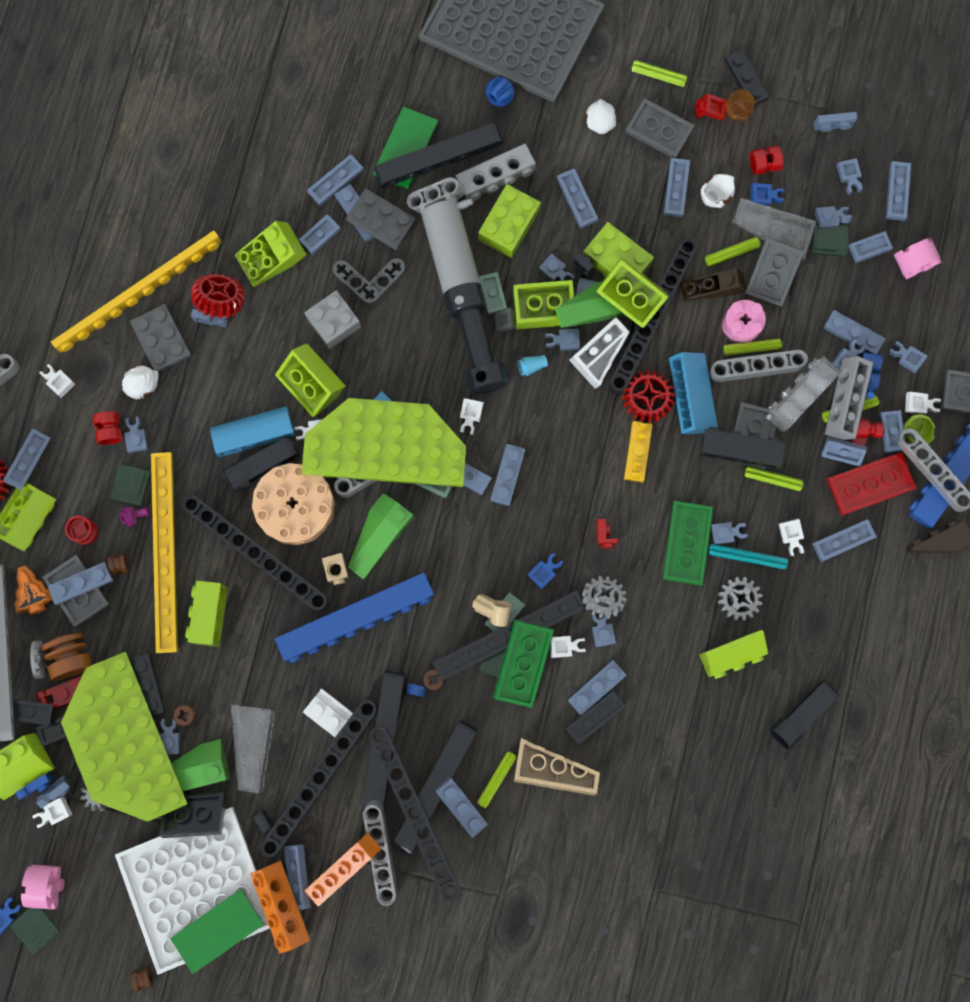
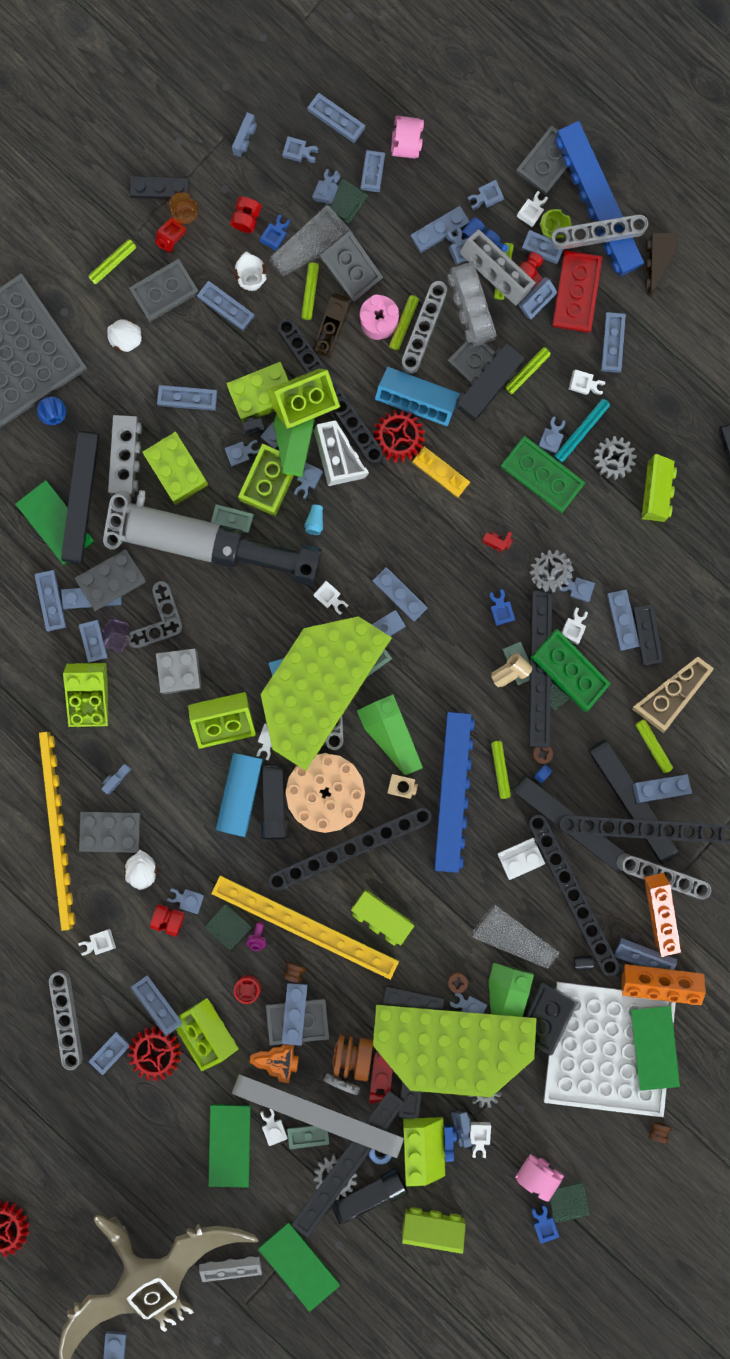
camera: 60 degrees left, 5 degrees up
(222, 296) = (104, 762): red gear -> none
(335, 250) = (116, 635): none -> clear purple panel
(399, 650) = (500, 768): none -> lime axle
(505, 320) = (263, 521): dark grey plate -> none

